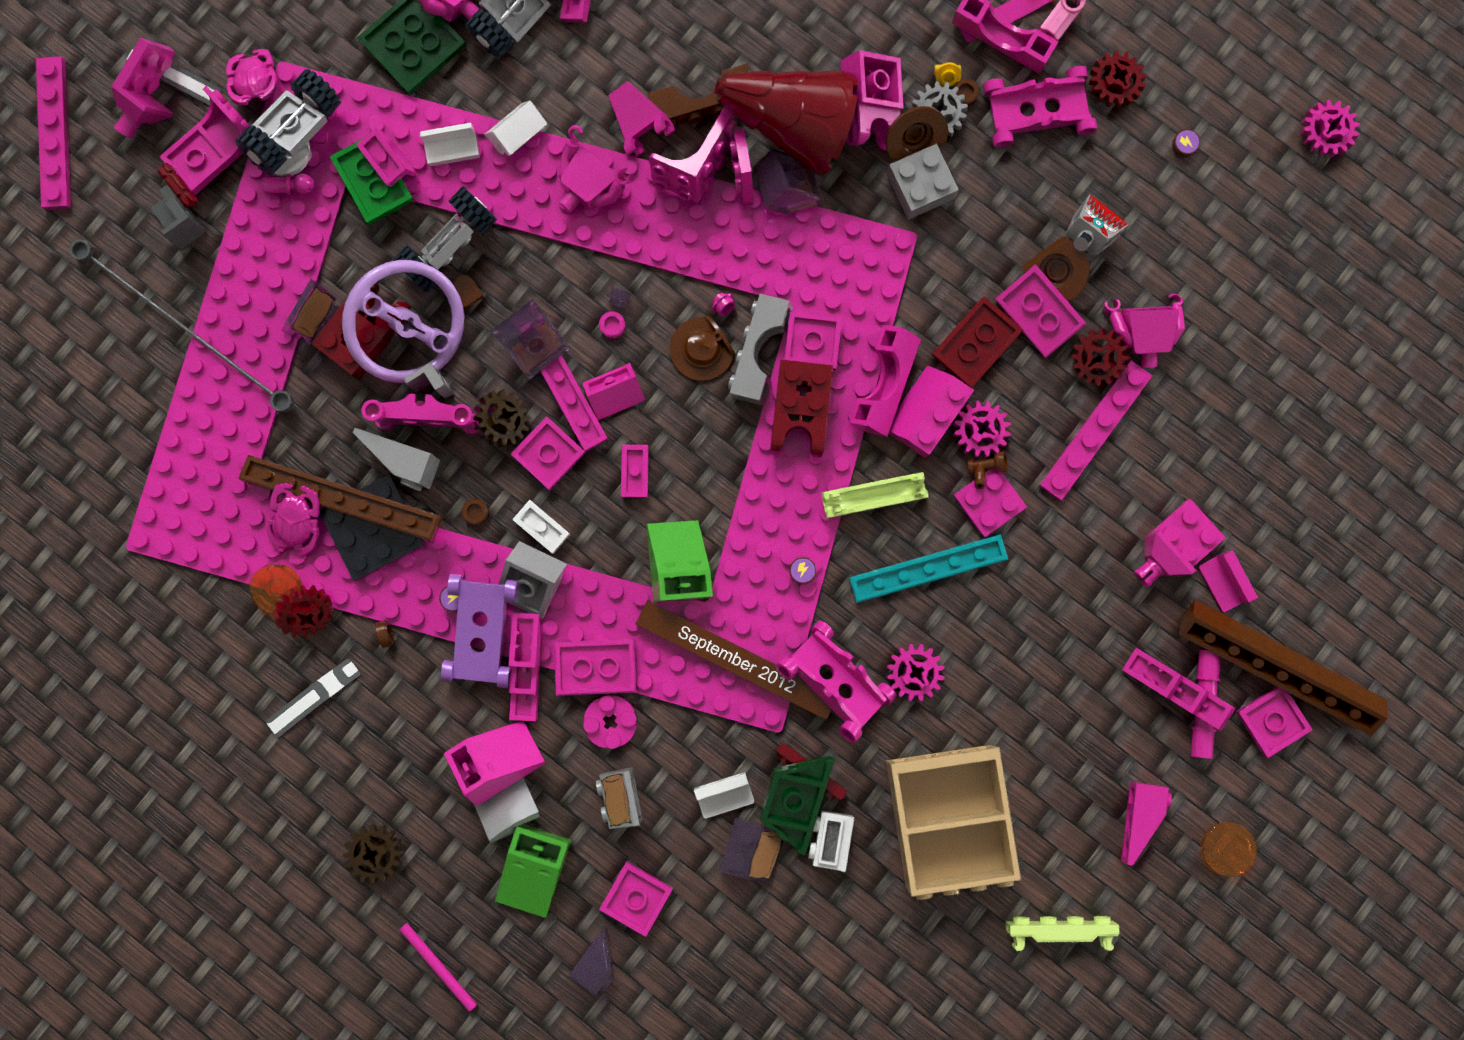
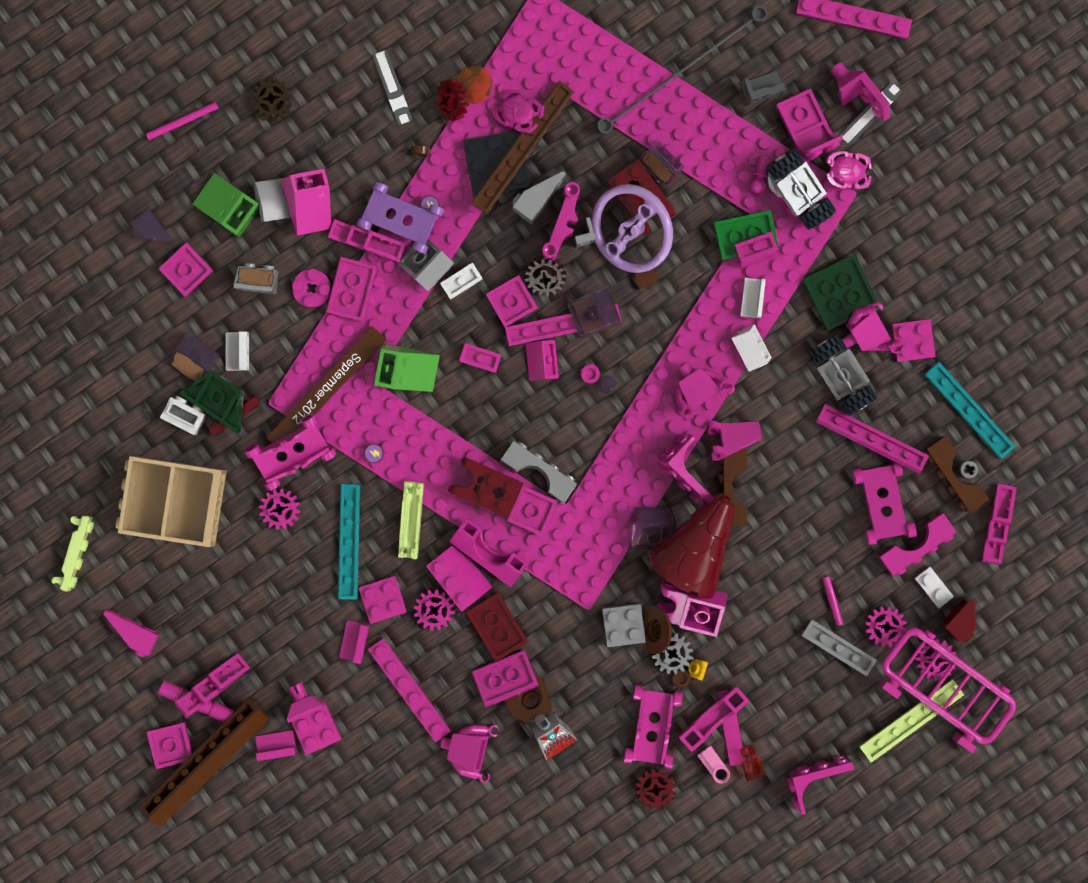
camera: 100 degrees right, 5 degrees up
(177, 185) = (783, 96): dark red axle -> none
(451, 237) = (685, 278): plate -> none
(475, 511) = (487, 238): reddish brown tile -> none
(701, 349) = (553, 430): reddish brown hat -> none
(723, 304) = (580, 456): dark pink plate -> none
(741, 166) = (671, 499): dark pink plate -> none
(978, 467) = (407, 598): reddish brown piece -> none
(1056, 520) = (354, 641): none -> dark pink panel
(1093, 348) = (449, 713): dark red gear -> none
(1186, 143) = (595, 823): tile -> none
(1228, 849) = (93, 685): clear orange tile -> none

